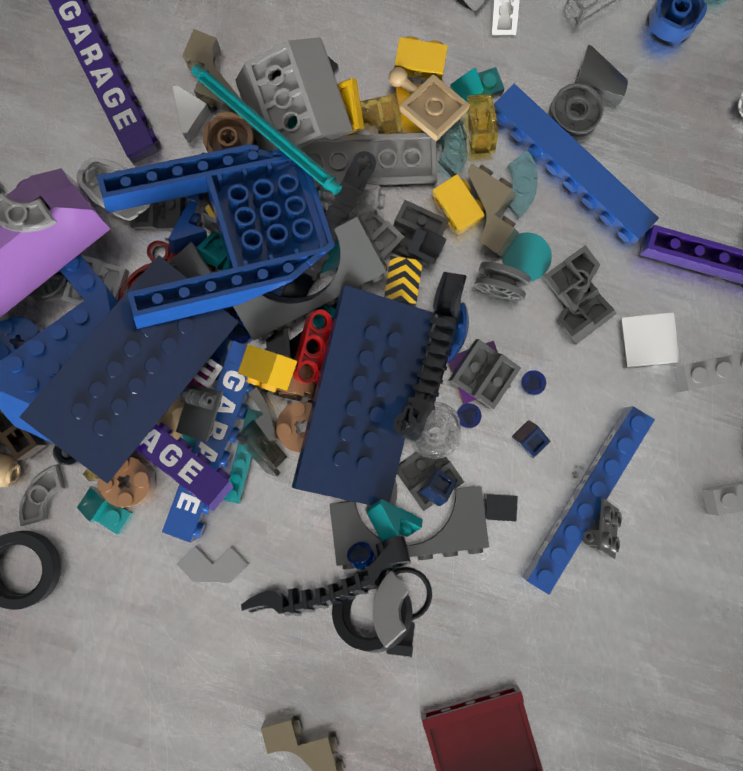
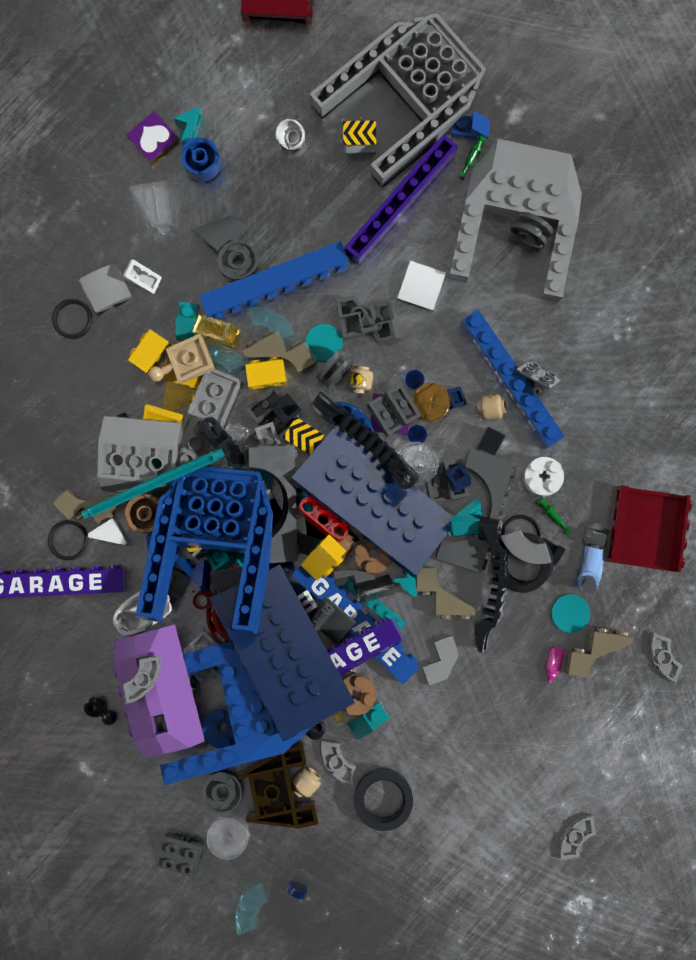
camera: 65 degrees left, 0 degrees up
(148, 52) = (67, 557): none -> black tyre
(269, 703) = (554, 663): none -> dark pink piece
(282, 540) = (444, 602): none -> dark tan arch
(283, 483) = (407, 583): none -> teal slope
(338, 697) = (570, 613): none -> teal piece
(360, 555) = (481, 552): clear blue tile -> none
(416, 695) = (592, 562): none -> piece
(451, 616) = (552, 513): none -> green piece
(500, 597) = (552, 471): none -> white brick
(503, 317) = (360, 379): none -> tan head
(516, 414) = (432, 401): none -> pearl gold tile
(543, 490) = (492, 407): none -> tan head

